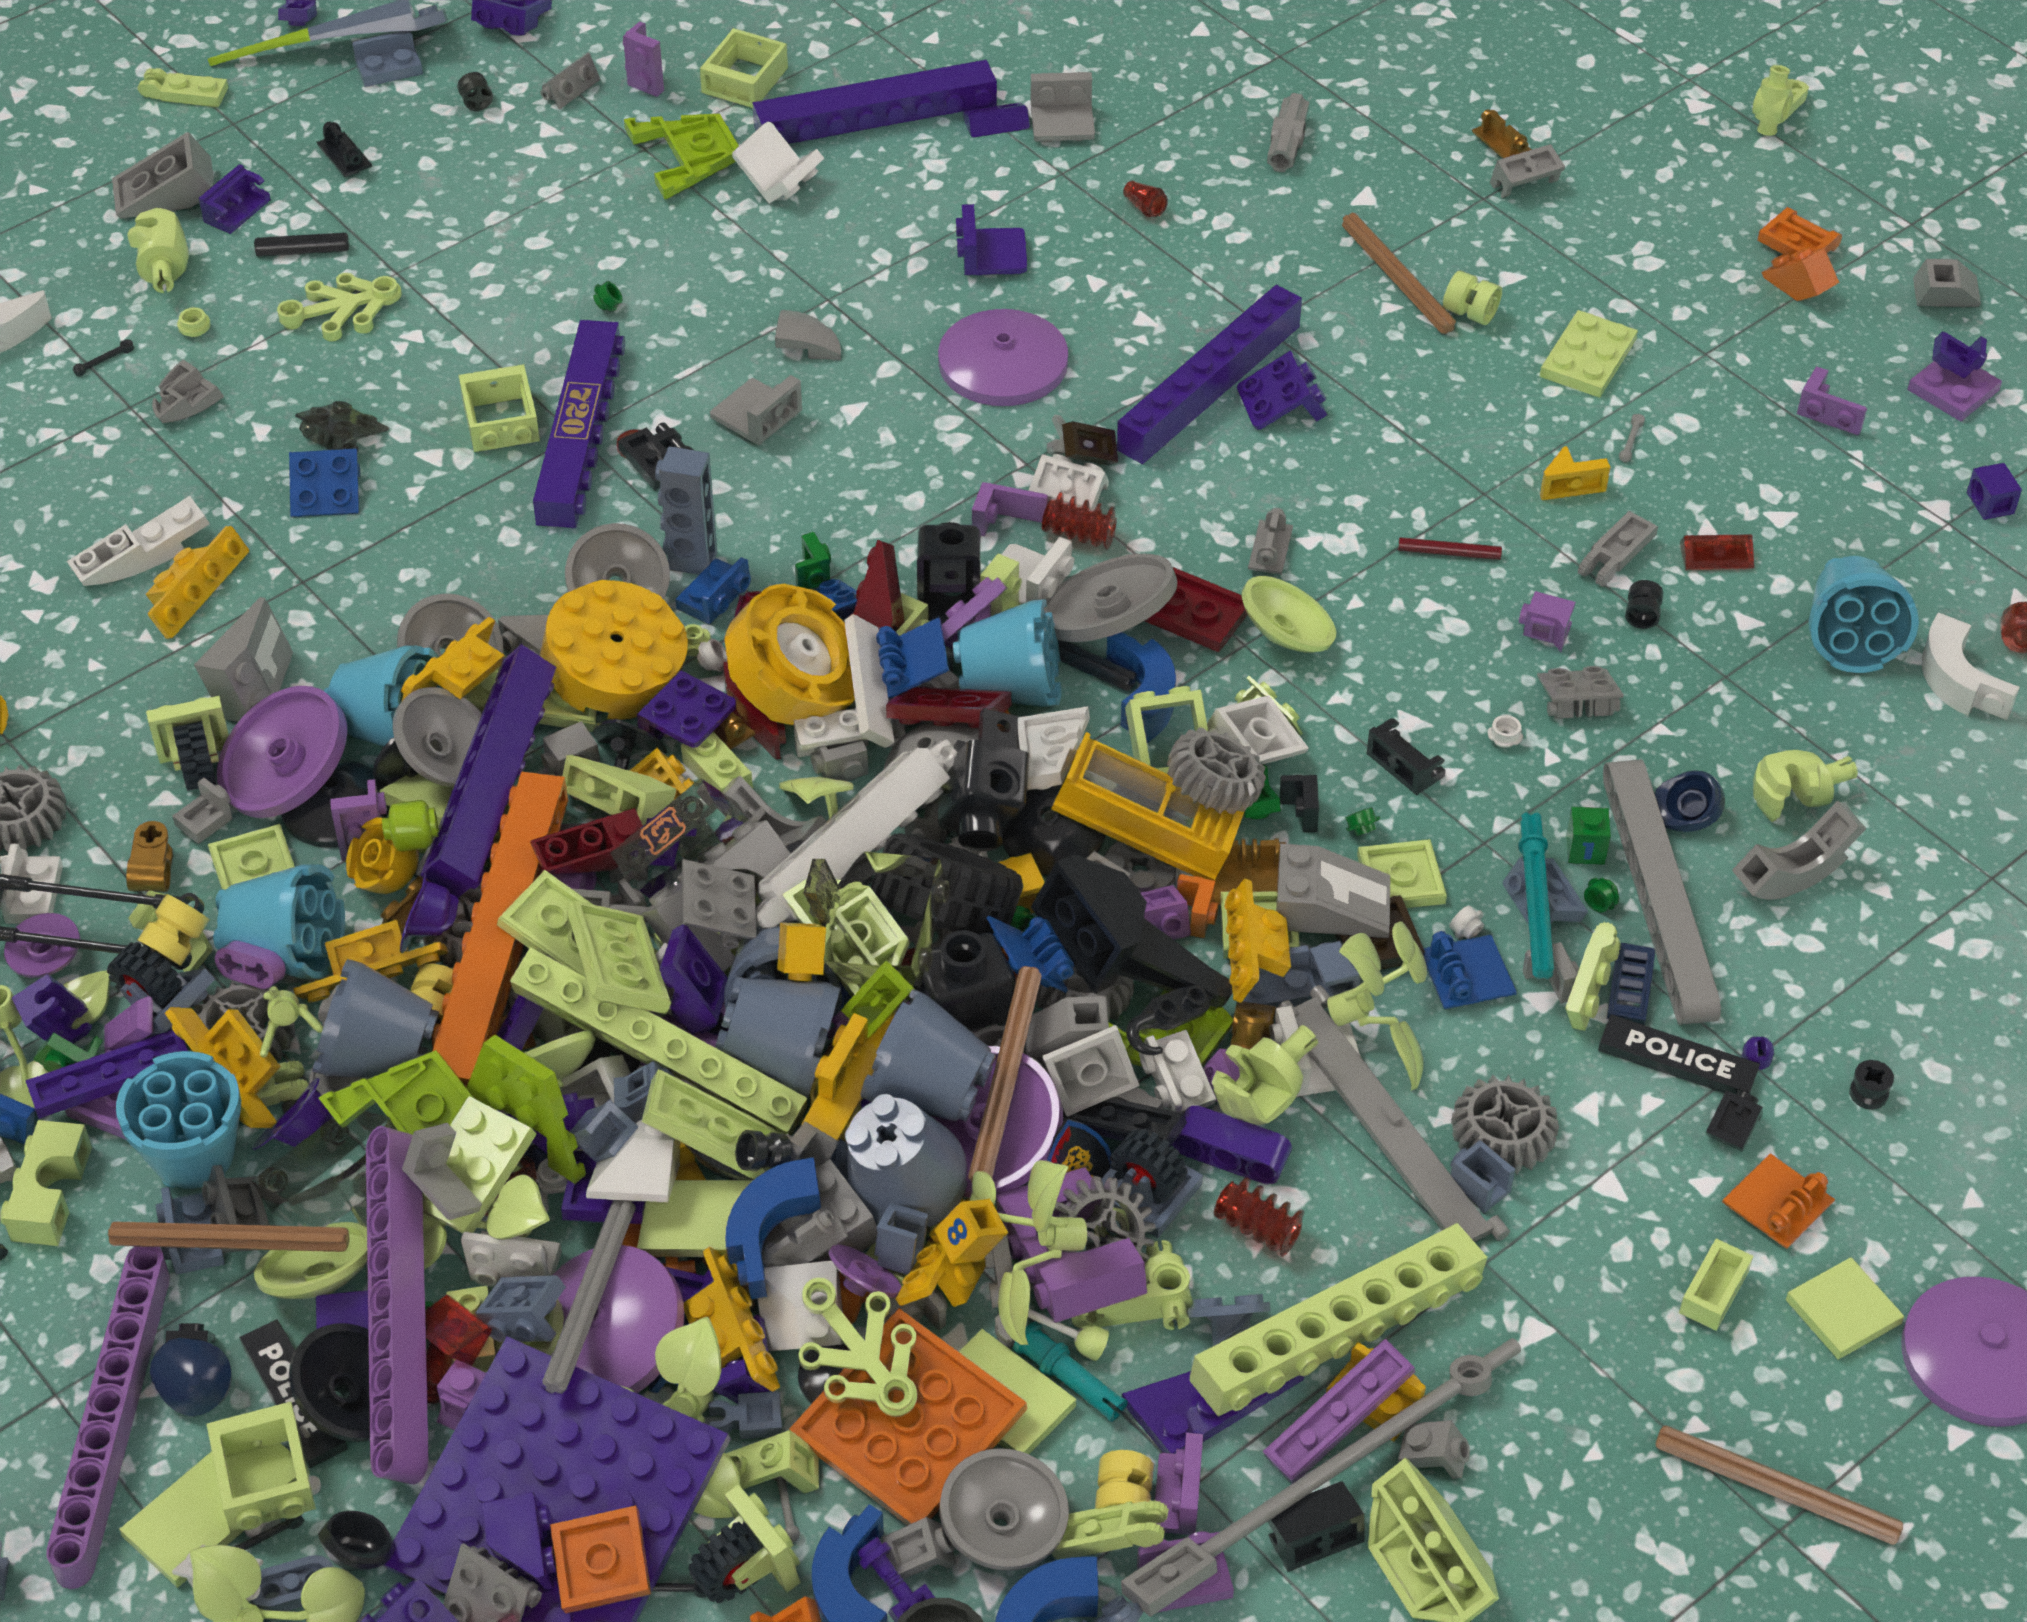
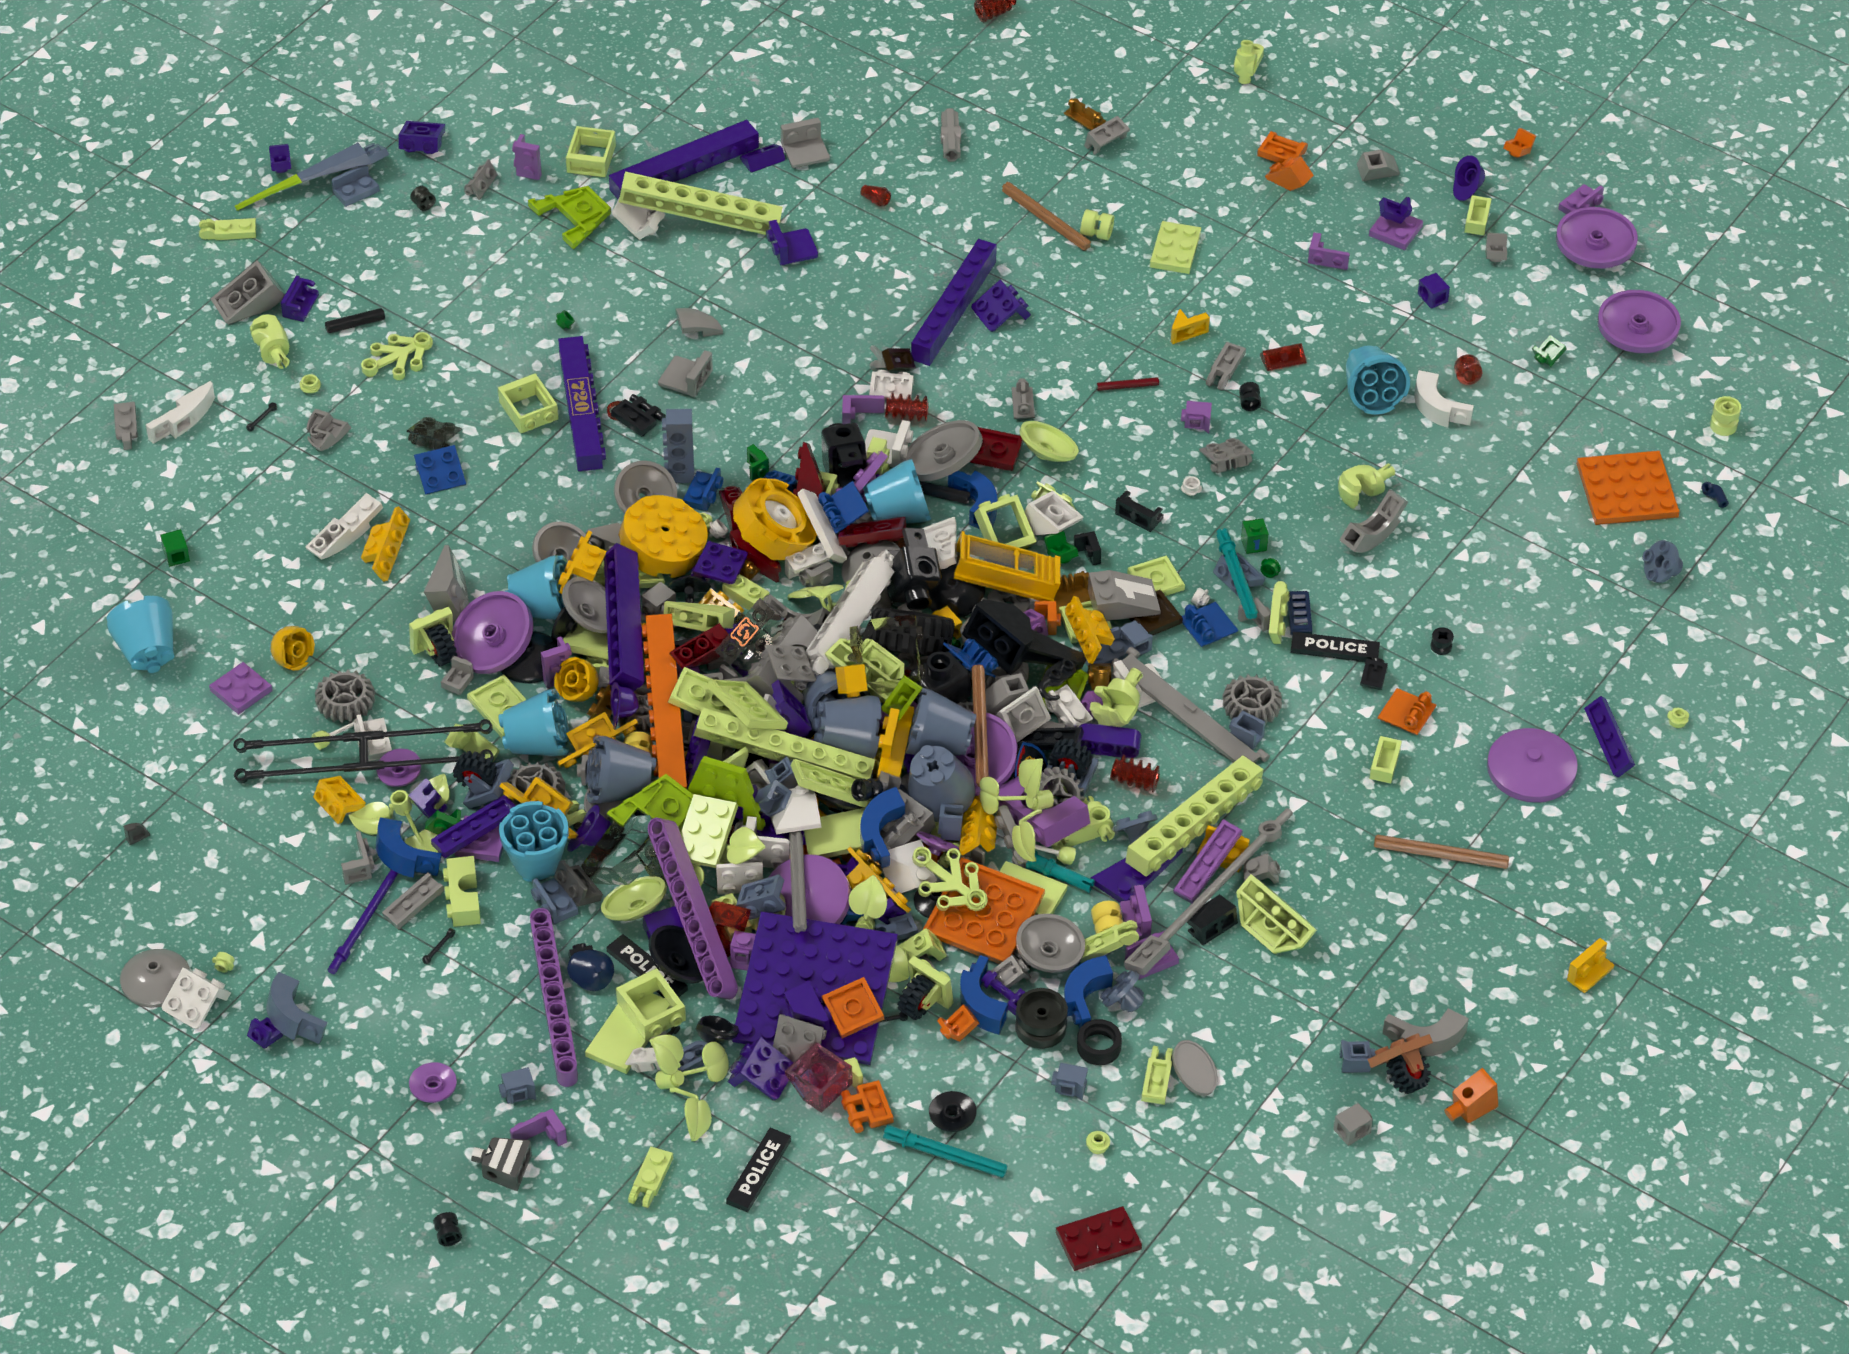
camera: 15 degrees left, 0 degrees up
(130, 1025) = (475, 799): medium lavender tile -> none
(150, 859) = (439, 708): pearl gold piece -> none
(173, 929) = (485, 739): light yellow wheel -> none
(229, 1236) = (585, 894): medium nougat axle -> none
(250, 970) = (531, 753): medium lavender beam -> none
(282, 1011) = (563, 772): yellowish green plant -> none
(342, 150) = (353, 253): black hinge -> none
(411, 825) = (596, 657): lime head -> none
(428, 1170) = (686, 834): light grey bracket -> none
(569, 1222) = (776, 849): none -> white bracket
(866, 162) = (698, 203): none -> yellowish green brick
(970, 1231) = (990, 808): yellow brick -> none
(1003, 357) = (823, 314): medium lavender dish -> none
(1216, 770) = (1039, 539): light grey gear -> none
(1357, 1002) = (1155, 651): yellowish green plant -> none
(1362, 821) = (1126, 552): green plate -> none
(1636, 421) = (1215, 284): light grey hinge -> none
(1661, 893) = (1302, 558): light grey beam -> none
(1690, 801) = (1305, 506): dark blue hat -> none
(1751, 1047) = (1373, 635): dark purple hinge -> none
(1844, 1308) = (1454, 758): yellowish green tile -> none

